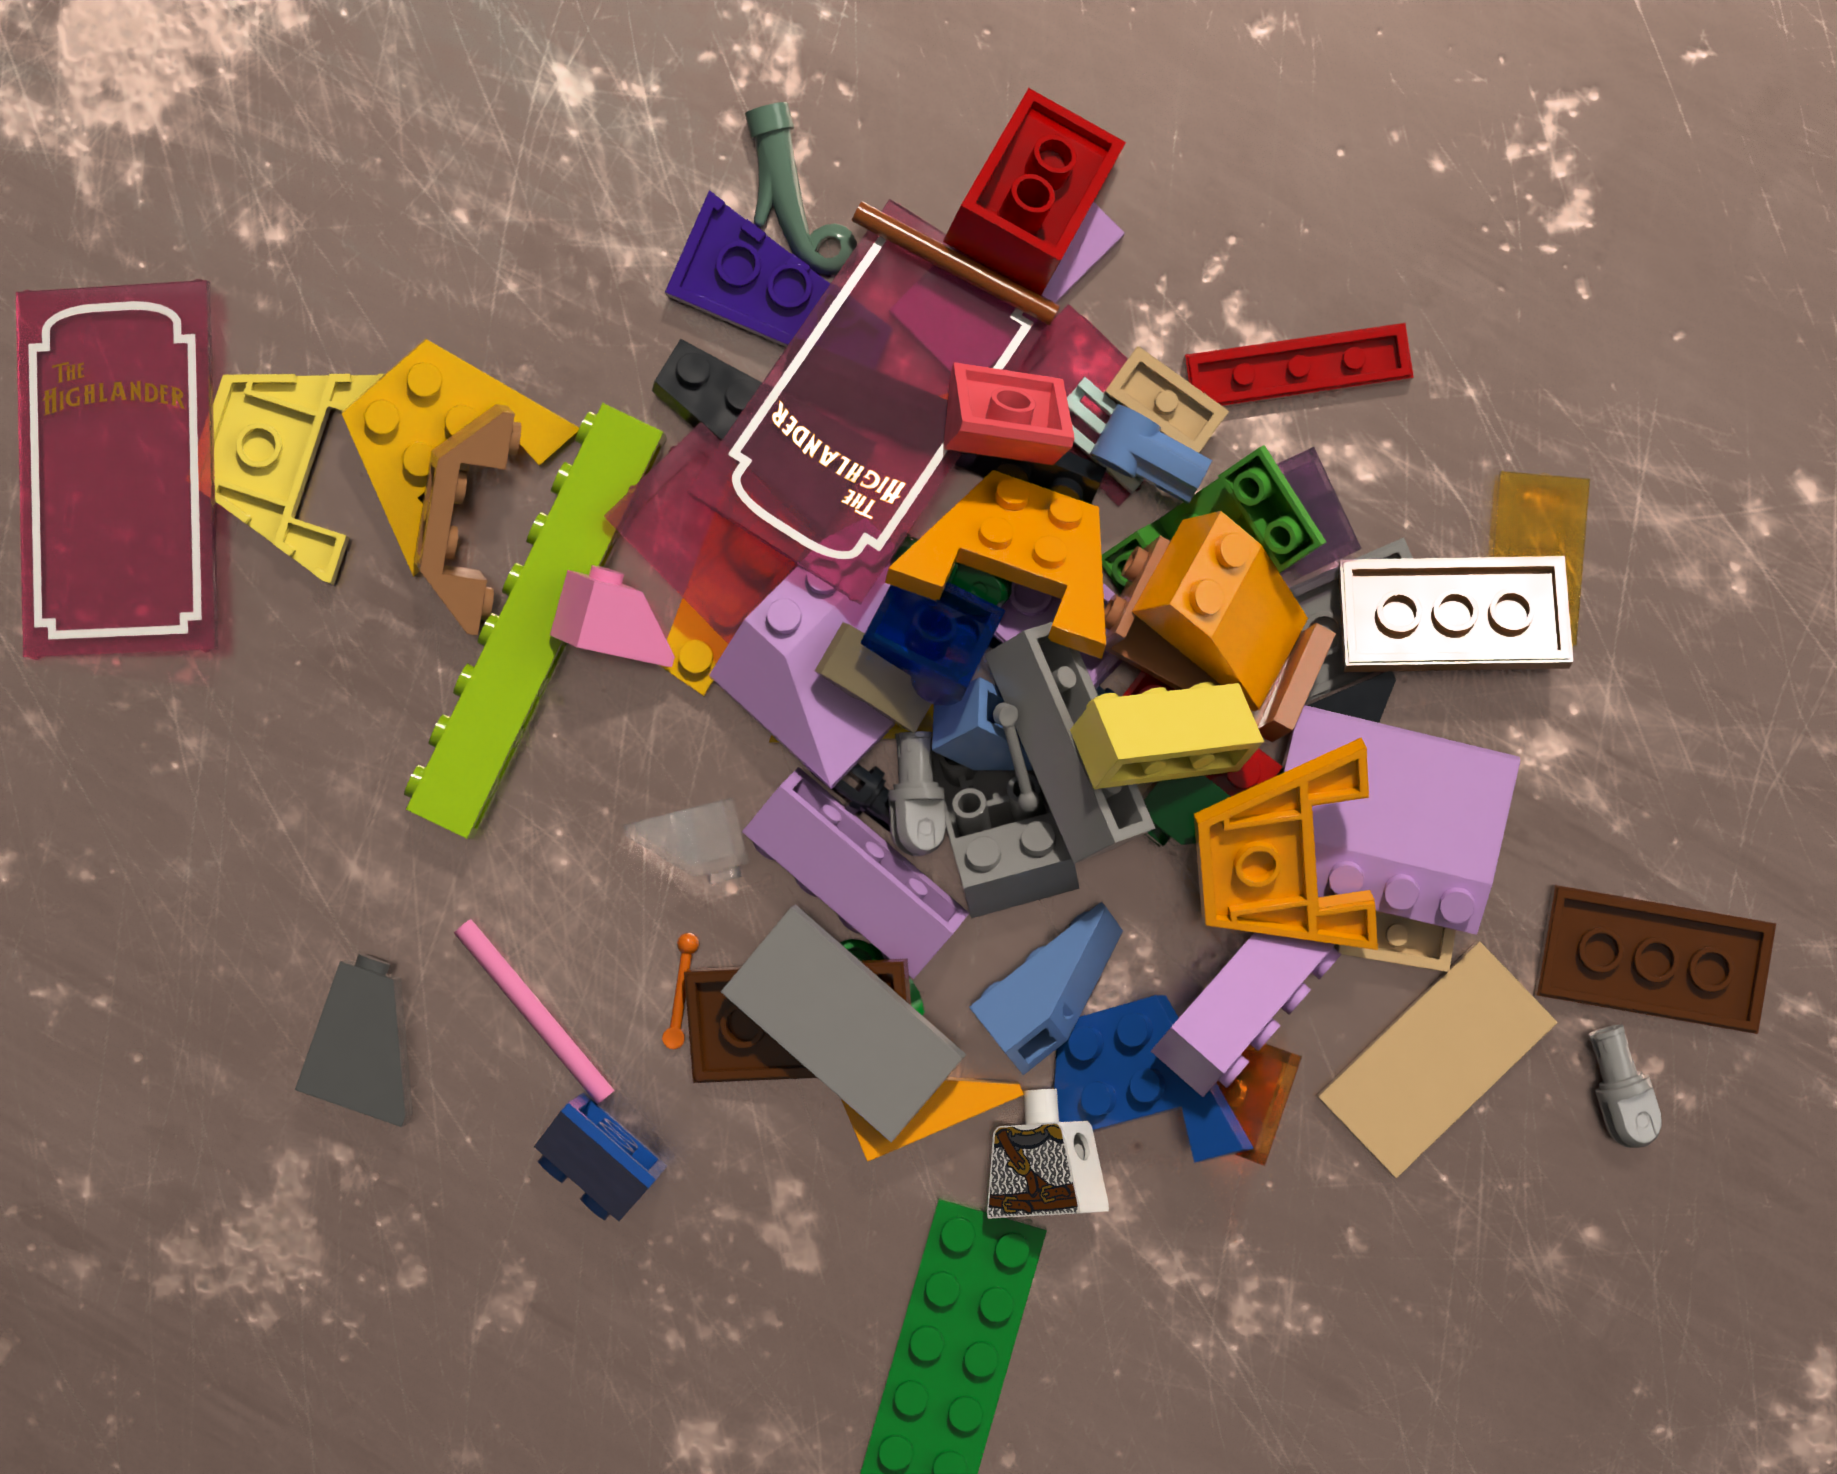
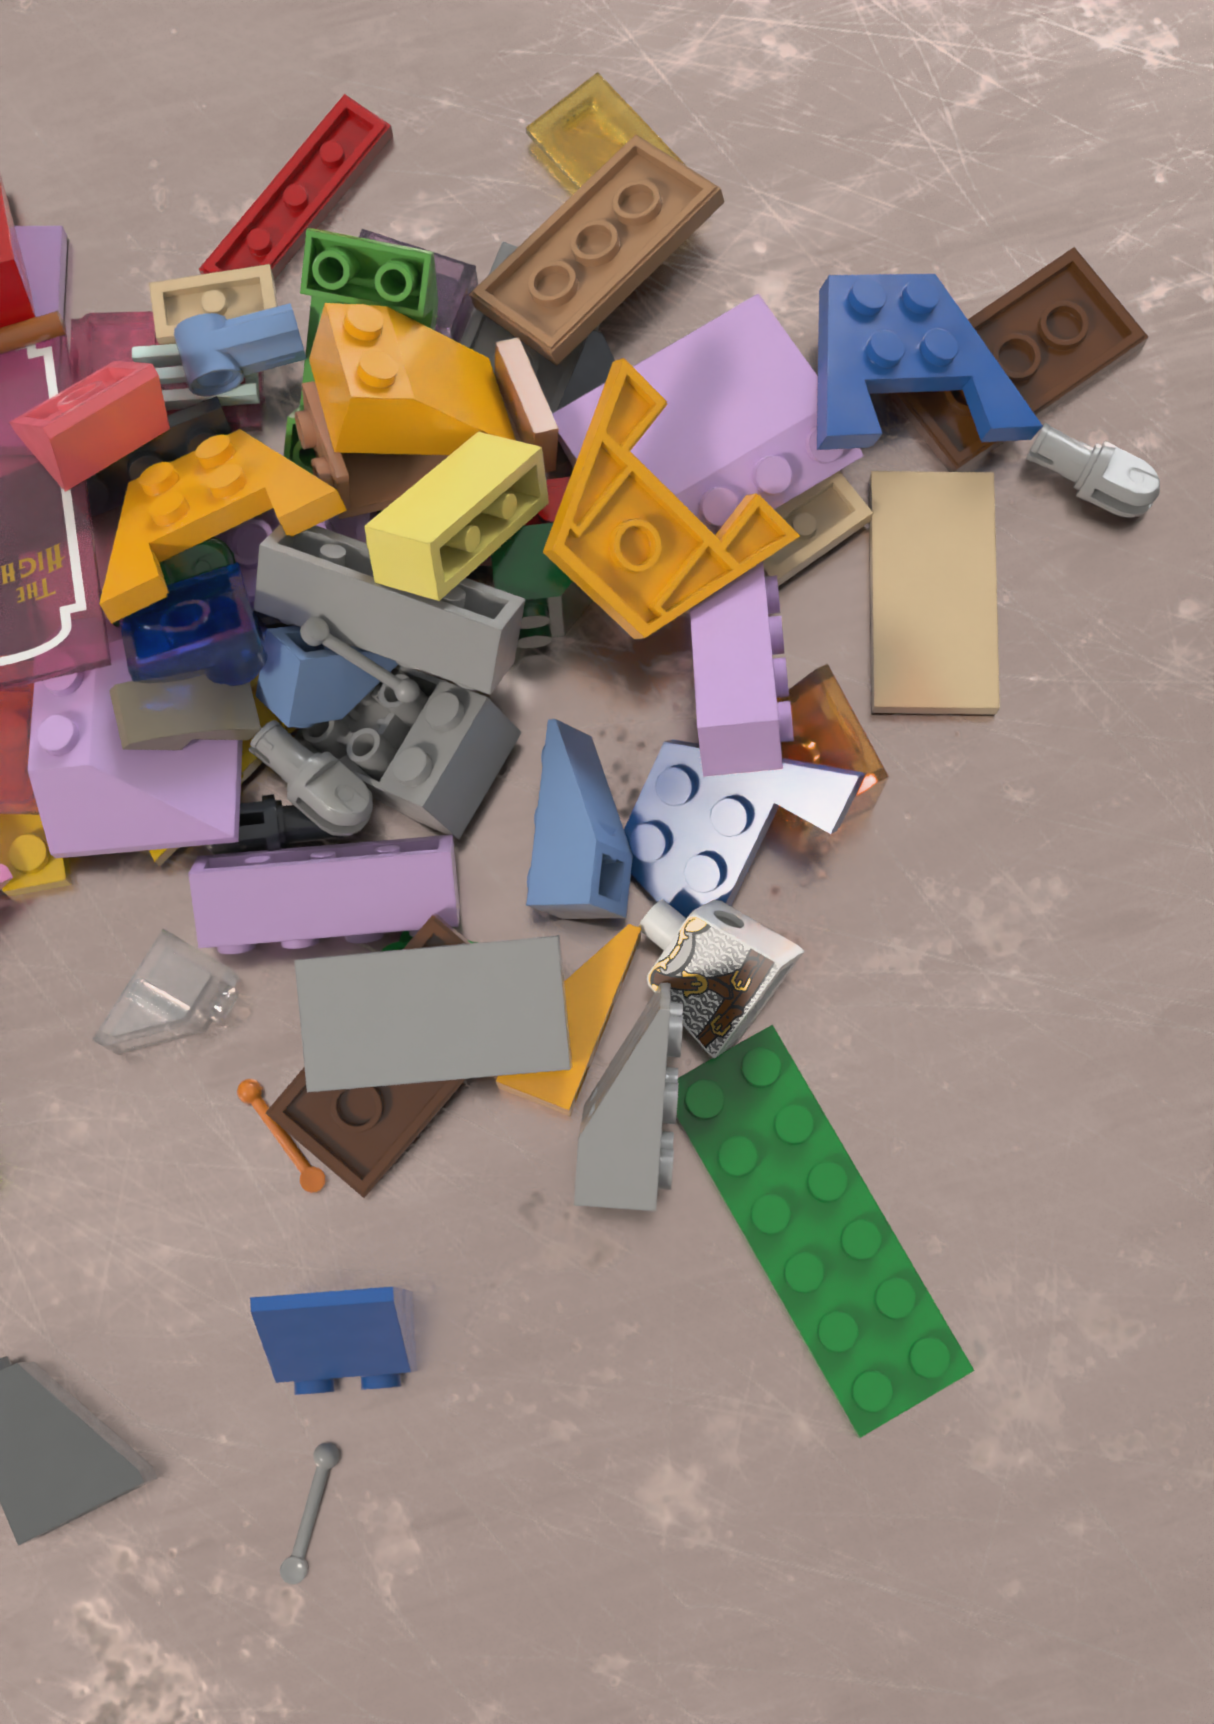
camera: 40 degrees left, 10 degrees down
(440, 1258) = (295, 1567): none -> light grey hinge
(534, 1011) = (171, 1274): bright pink piece -> none
(902, 1204) = (621, 1137): none -> light grey slope
(1583, 878) = (904, 338): none -> blue wing

